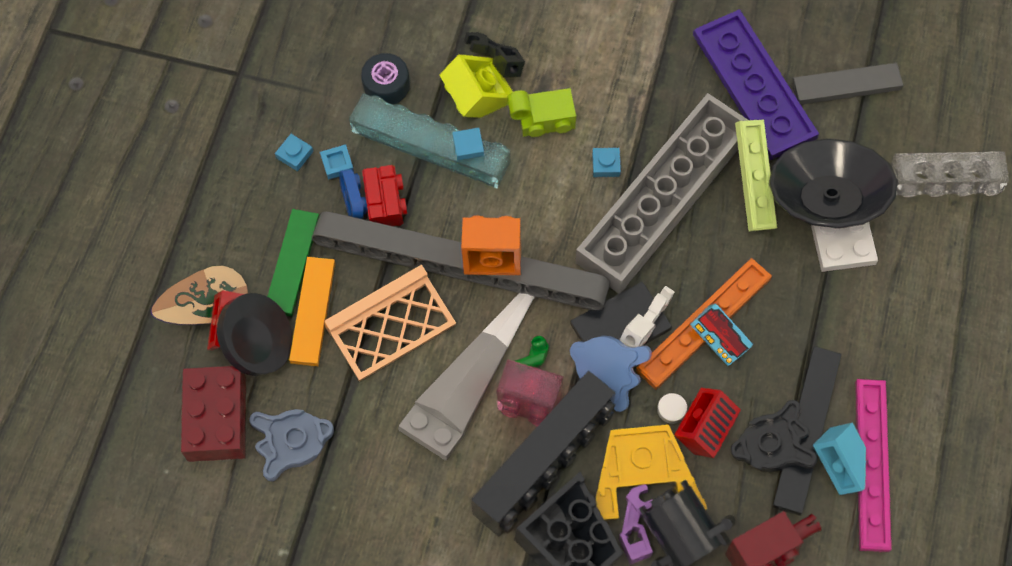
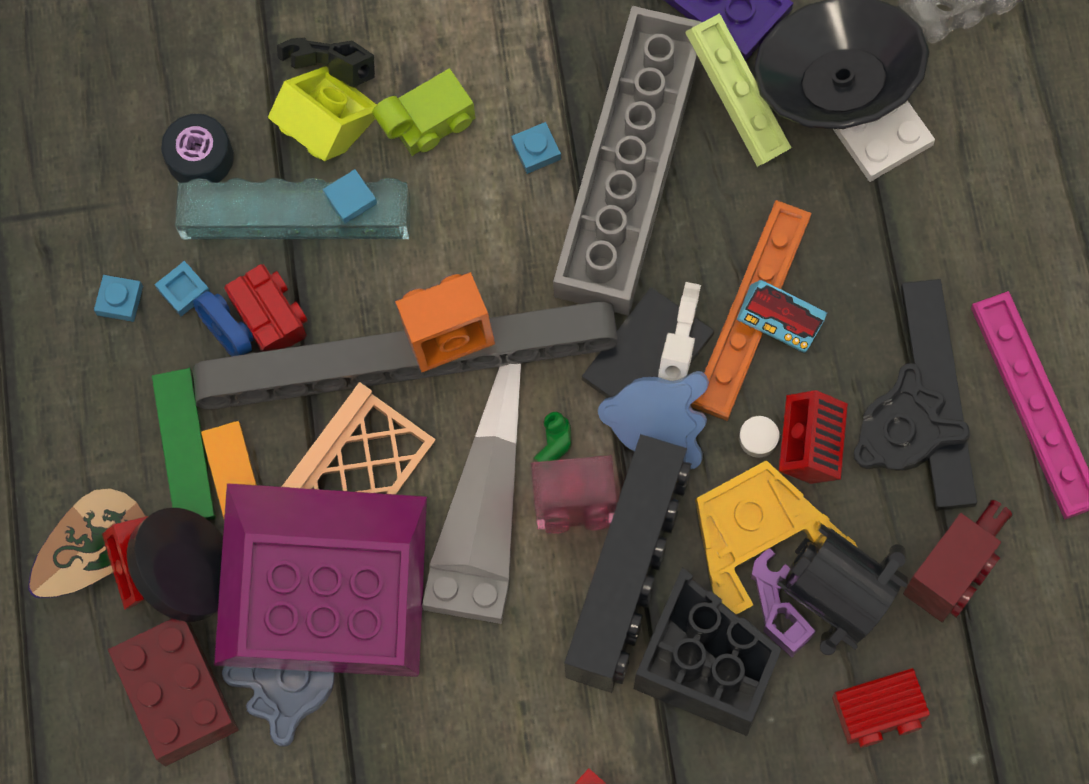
camera: 20 degrees left, 5 degrees up
(339, 382) = (321, 580): none -> magenta piece
(843, 457) = (999, 411): medium azure slope -> none

